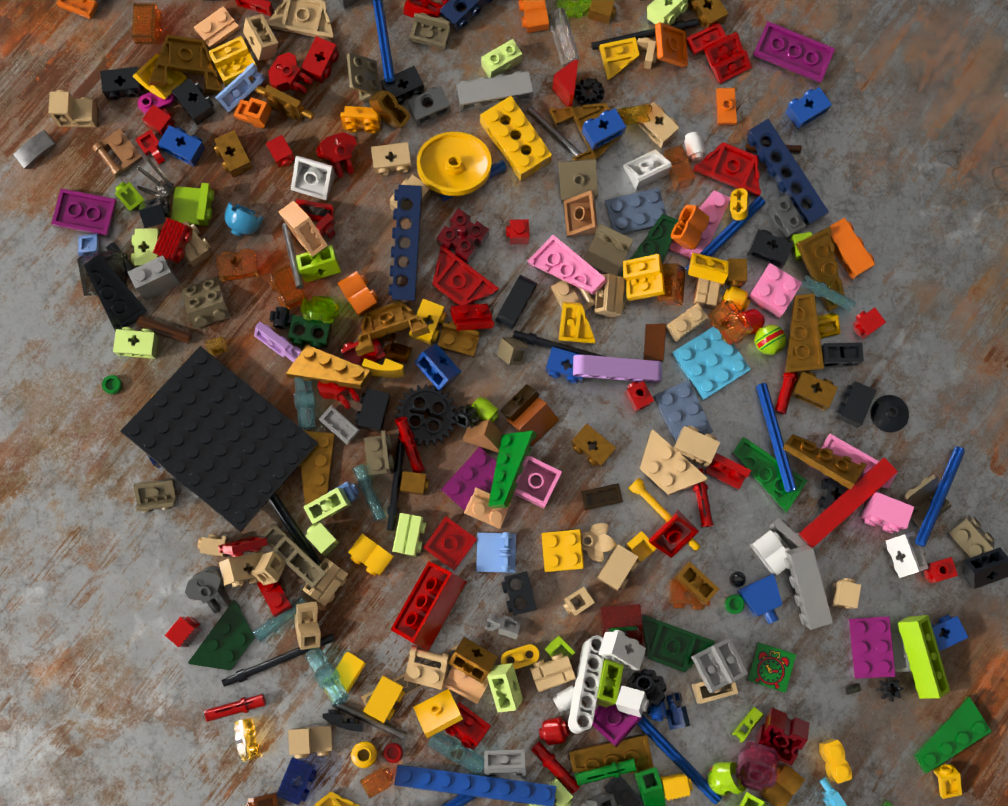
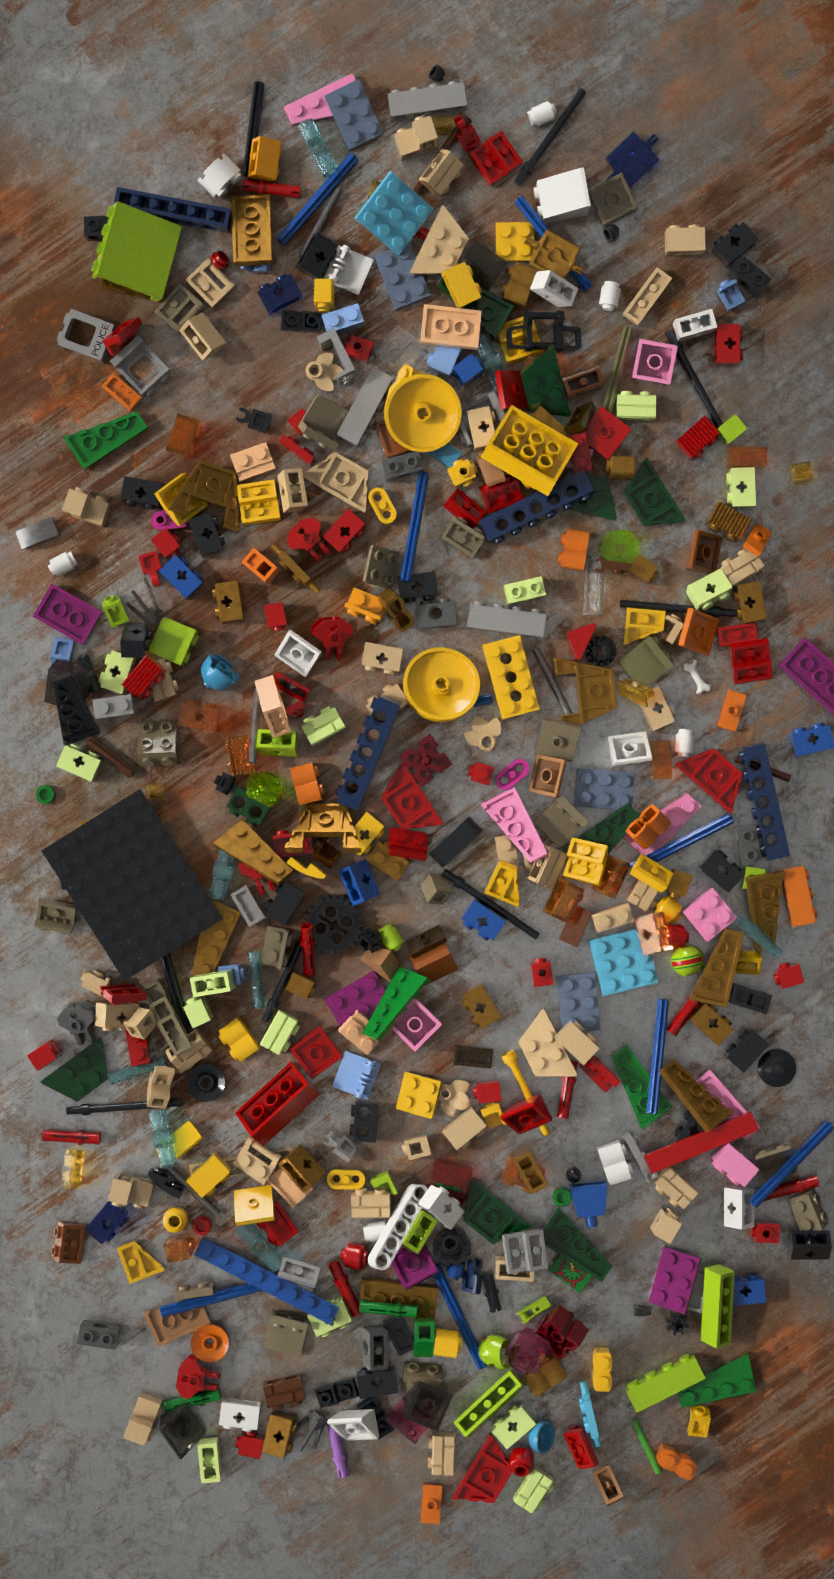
camera: 20 degrees right, 10 degrees up
(66, 168) = (62, 564): none -> white brick
(73, 48) = (99, 441): none -> green wing
(123, 149) = (123, 560): medium nougat plate -> none
(240, 88) = (257, 535): light blue plate -> none
(275, 342) = (215, 808): lavender hinge -> none
(348, 29) = (382, 506): none -> yellow plate
(352, 597) = (206, 1092): none -> black dish
(356, 236) = (322, 726): none -> yellowish green brick
(505, 687) = (322, 1203): yellowish green brick -> none
(508, 195) = (483, 730): none -> tan plate
(546, 225) = (512, 775): none -> dark pink plate
(575, 10) = (617, 568): none -> reddish brown plate
(599, 136) = (610, 701): blue brick -> none
(617, 368) = (529, 942): lavender beam -> none
(627, 524) = (487, 1091): none -> red brick
(632, 701) = (433, 1256): white brick -> none
(635, 85) = (646, 662): none -> olive bracket
(636, 321) = (564, 900): none -> clear orange brick
(676, 81) = (692, 669): none -> white piece
(700, 722) = (491, 1292): none -> black axle
(743, 204) = (710, 818): yellow beam -> none
(764, 646) = (573, 1245): none -> dark green wing
(808, 586) = (635, 1206): light grey brick -> none
(839, 556) = (676, 1187): none -> tan brick
(900, 753) = (664, 1383): none -> lime brick
(953, 516) = (798, 1185): none -> red pin

